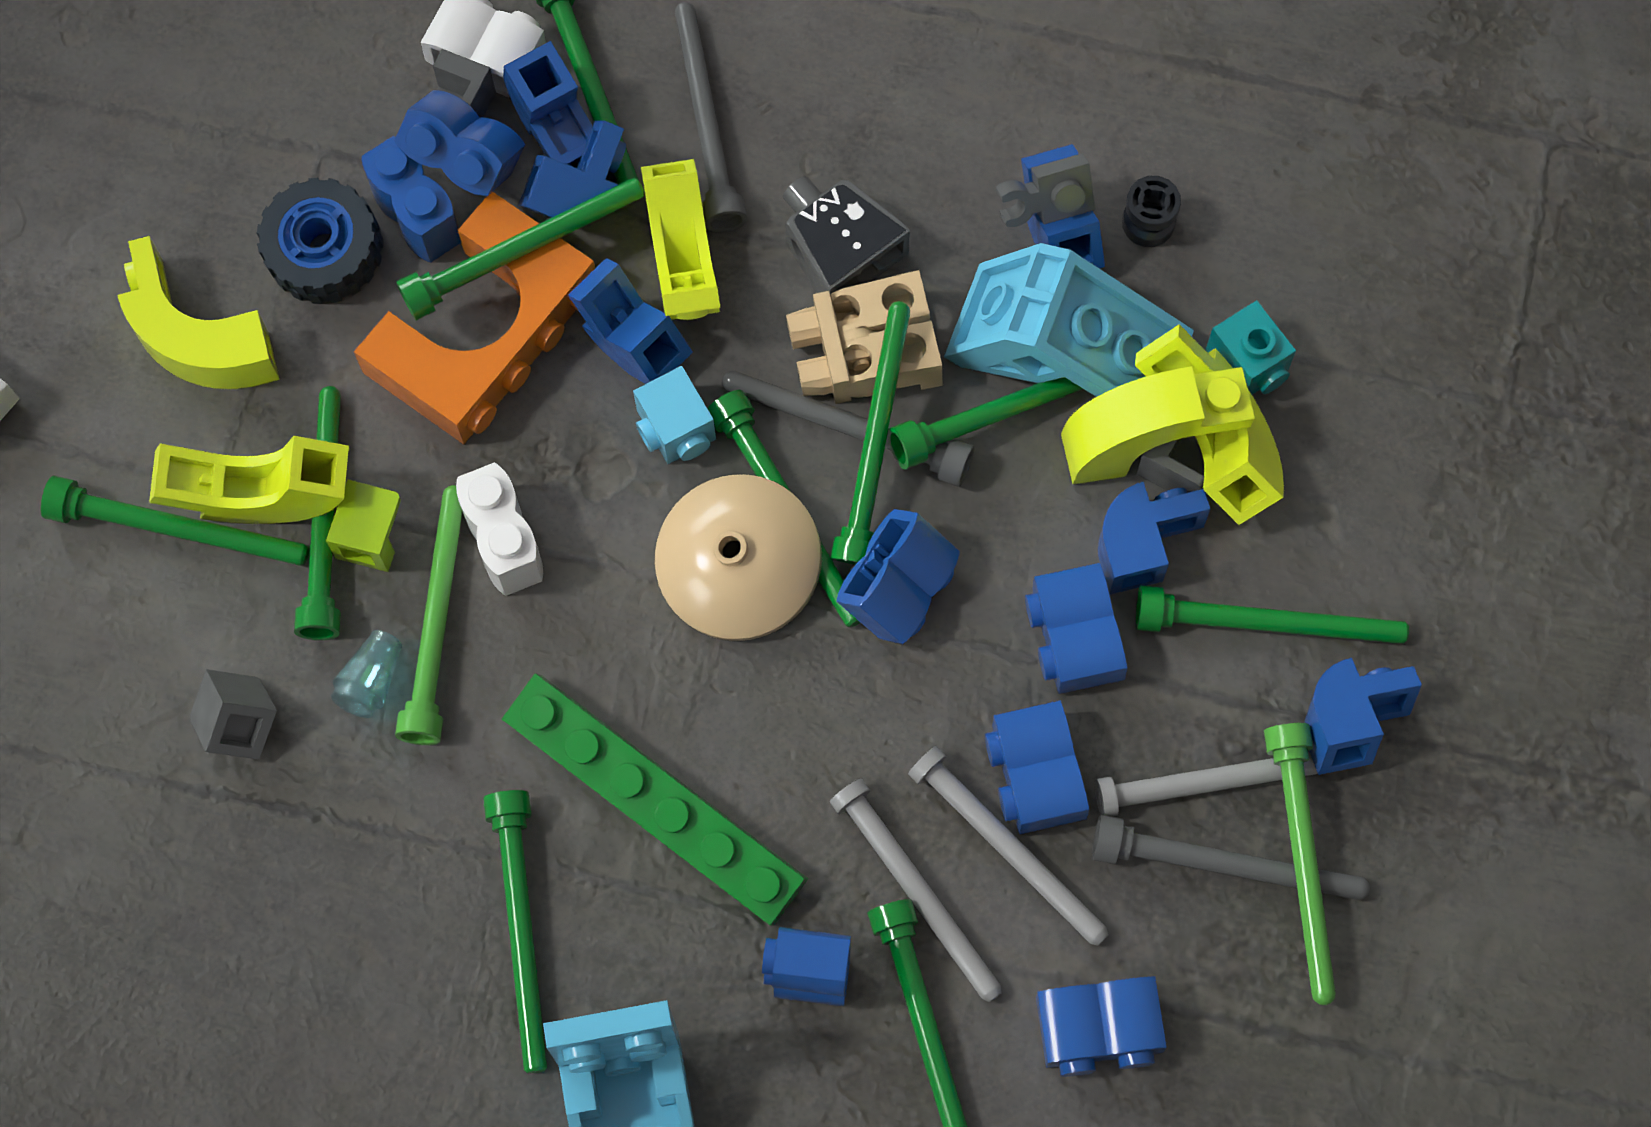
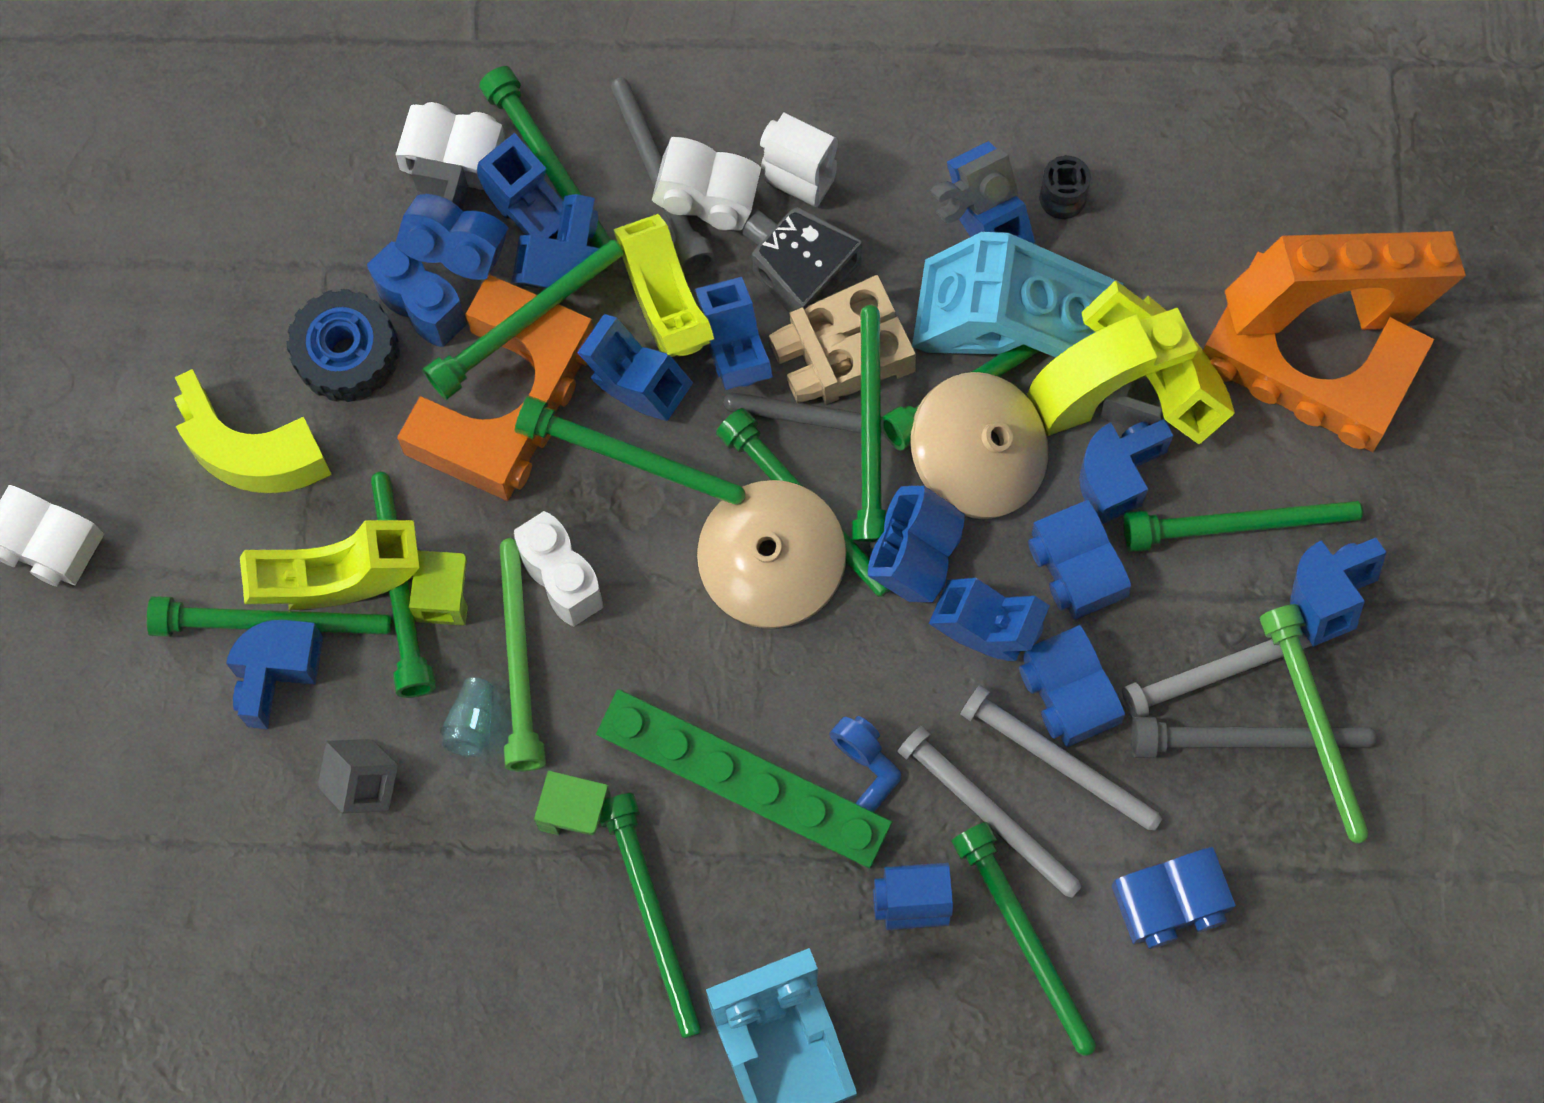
camera: 10 degrees left, 0 degrees up
(163, 564) = (271, 654): none -> blue brick
(455, 790) = (570, 804): none -> bright green panel
(509, 361) = (539, 420): none -> green piece
(674, 417) = (690, 438): medium azure brick -> none
(746, 305) = (736, 342): none -> blue brick
(753, 136) = (706, 184): none -> white brick
(789, 783) = (859, 742): none -> blue plate
(860, 126) = (799, 158): none -> white brick
(960, 675) = (987, 620): none -> blue brick
(964, 487) = (956, 448): none -> tan dish
(1255, 344) = (1179, 284): teal brick -> none
(1421, 514) = (1350, 406): none -> orange arch
(1491, 372) = (1384, 271): none -> orange arch

